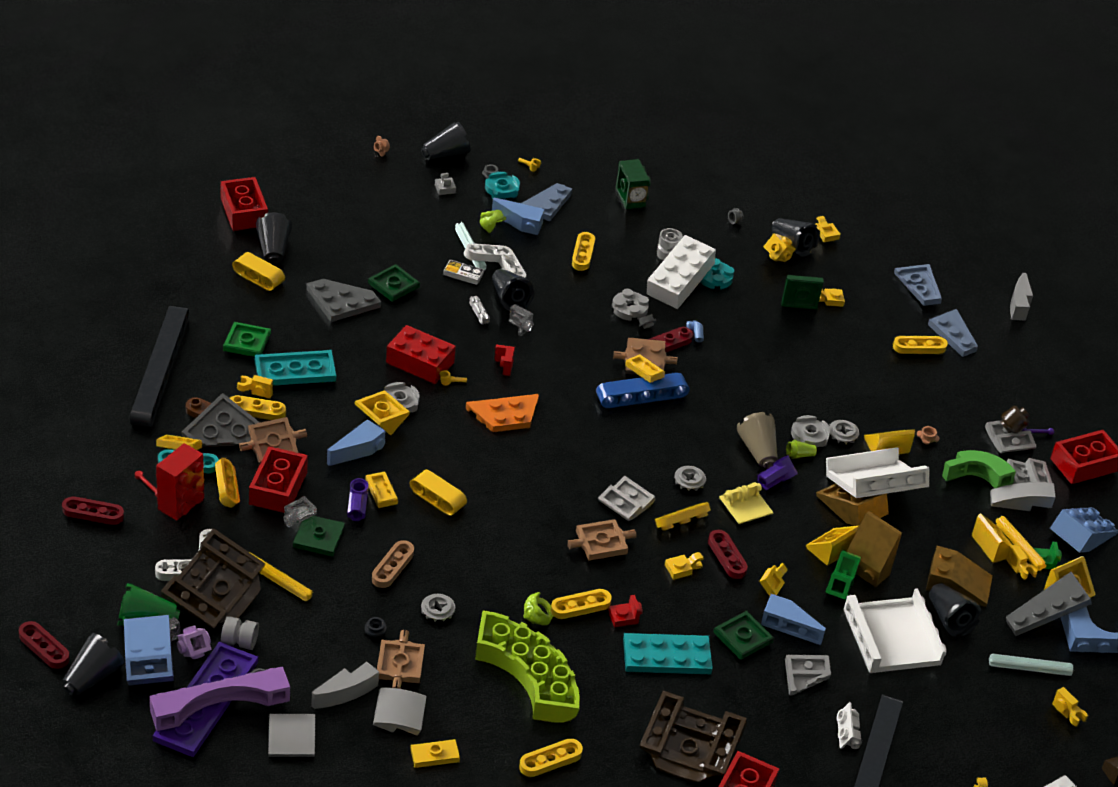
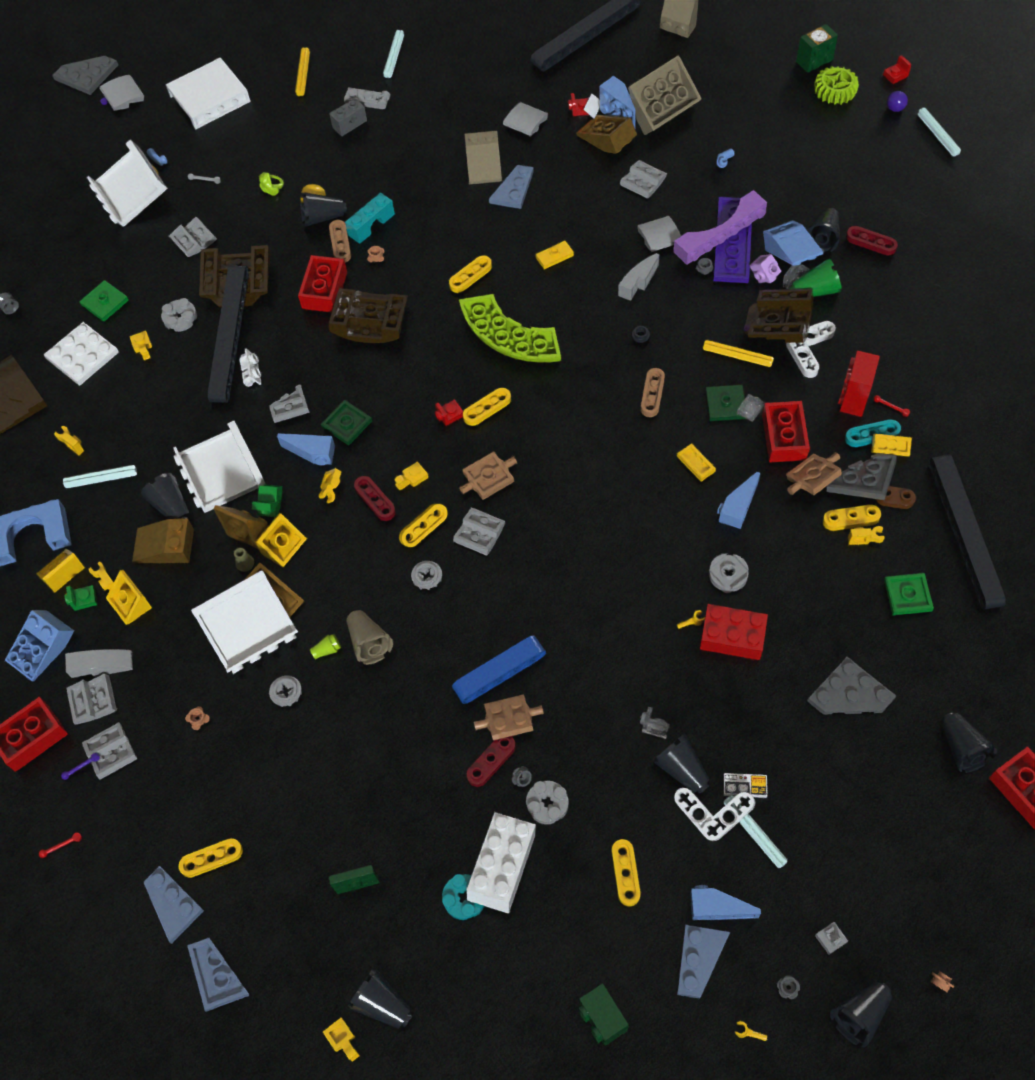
camera: 175 degrees right, 20 degrees up
(93, 510) = (923, 358): dark red plate -> none
(227, 483) = (821, 419): yellow plate -> none
(239, 633) = (744, 289): light grey wheel -> none
(258, 271) = (953, 693): yellow beam -> none
(296, 367) = (843, 574): teal plate -> none
(358, 499) = (710, 441): dark purple piece -> none
(383, 410) = (736, 536): yellow slope -> none
(394, 283) = (809, 733): dark green plate -> none
(399, 710) = (592, 274): light grey slope -> none
(400, 660) = (609, 311): medium nougat plate -> none
(438, 492) = (646, 474): yellow beam -> none
(442, 602) = (601, 361): light grey gear -> none
(479, 310) = (704, 729): light grey axle -> none
(489, 219) = (758, 888): lime piece -> none
(502, 186) = (762, 977): teal plate -> none
(505, 355) = (647, 661): red bracket -> none
(505, 413) = (623, 596): orange wing -> none
(533, 612) = (526, 386): lime piece -> none
(645, 368) = (502, 682): yellow plate -> none
(667, 241) = (528, 916): light grey wheel -> none
(667, 653) = (405, 389): teal plate -> none
(697, 328) = (462, 785): medium blue arm -> none
(735, 216) = (461, 1022): dark grey plate -> none
(746, 503) = (368, 563): light yellow hinge -> none
(779, 248) = (394, 964): yellow brick -> none
(780, 471) = (344, 603): dark purple piece -> none
(820, 431) = (319, 687): light grey plate -> none
(832, 297) = (320, 908): yellow plate -> none
(902, 439) = (237, 691): yellow slope -> none
(980, 464) = (143, 688): bright green arch -> none
(1015, 419) = (102, 752): dark brown head -> none
(1016, 538) = (104, 600): yellow axle -> none
(1021, 299) = (88, 994): light grey slope -> none
(1037, 391) = (76, 837): none -> red hinge
(1052, 603) = (71, 530): dark grey wing -> none

